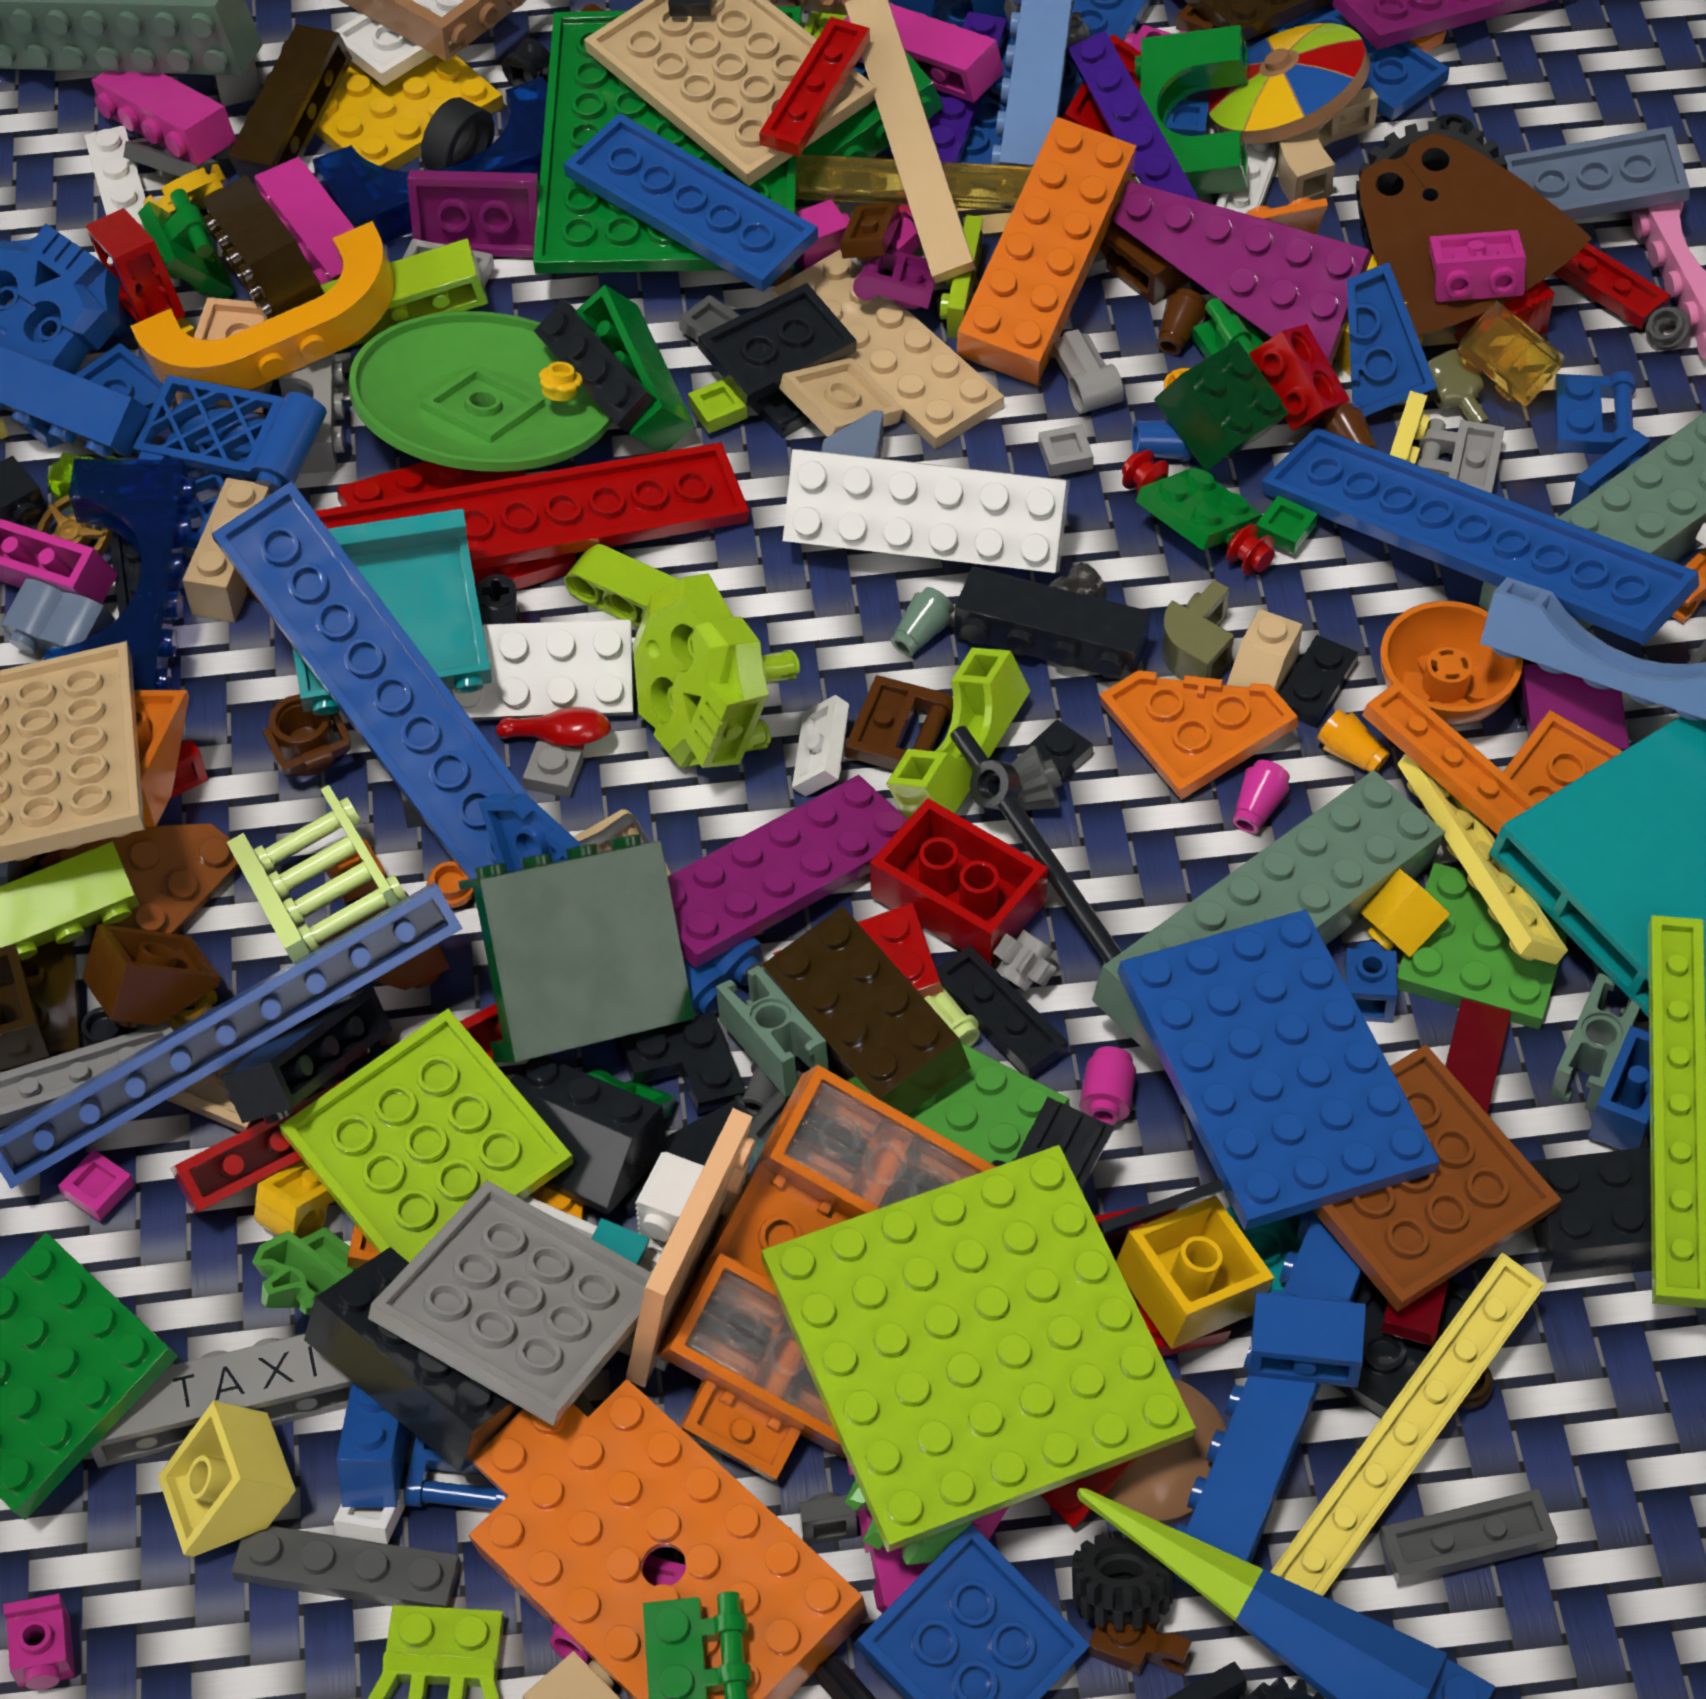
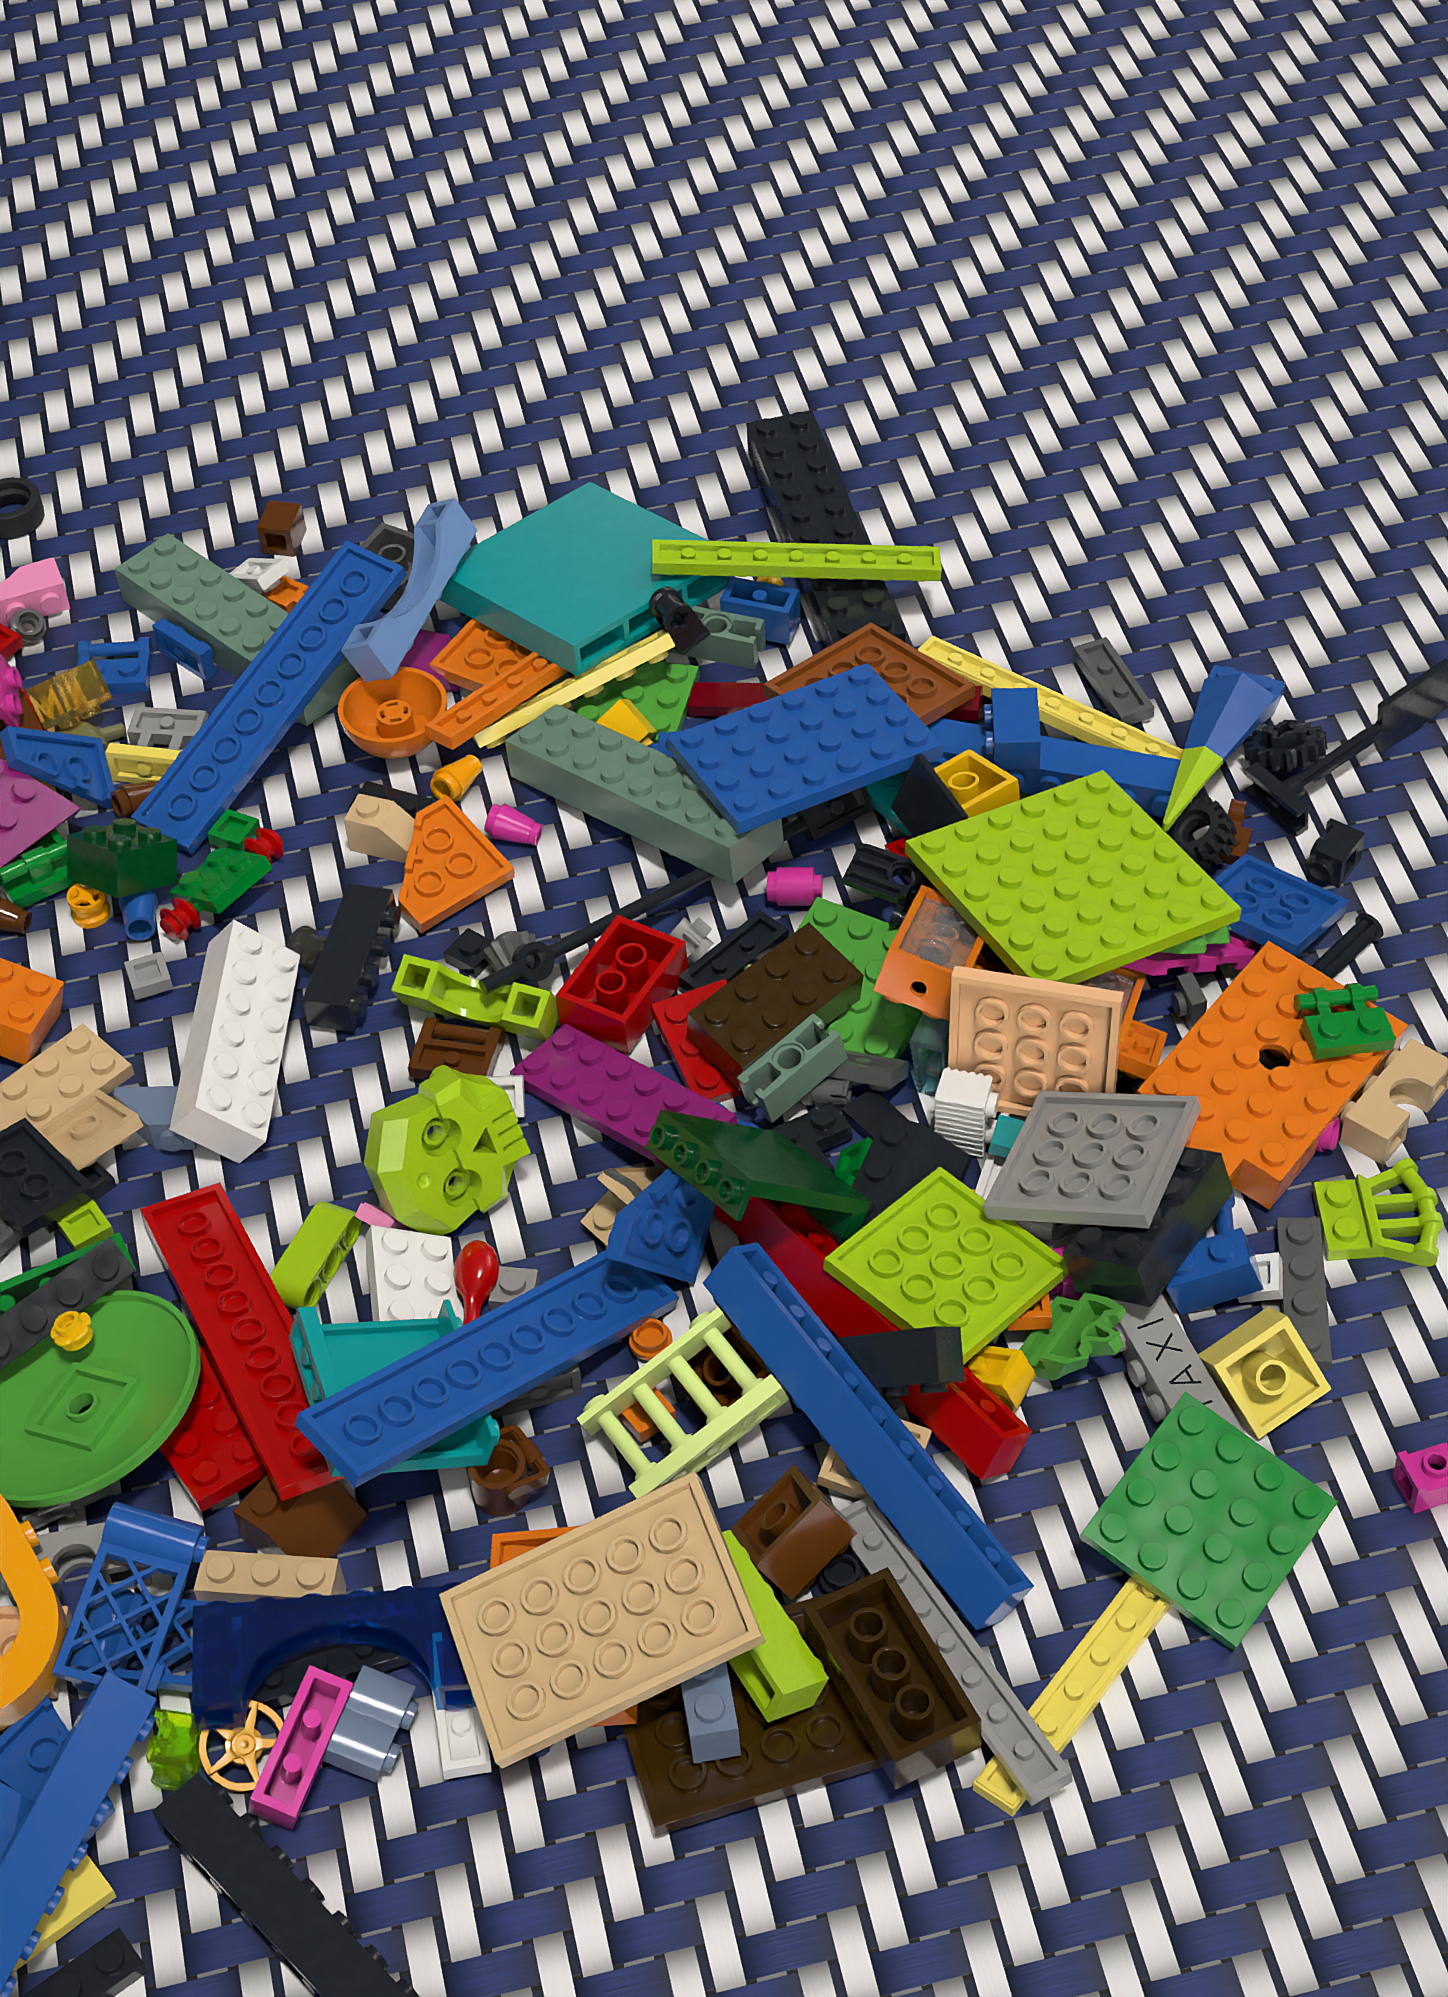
camera: 95 degrees left, 5 degrees down
(96, 1185) = (1011, 1533): dark pink plate -> none
(923, 619) = (342, 1048): sand green cone -> none
(1089, 379) = (71, 963): light grey piece -> none
(1192, 635) = (368, 865): olive brick -> none
(1300, 375) = (73, 814): red brick -> none
(1574, 964) = (677, 619): none -> black piece

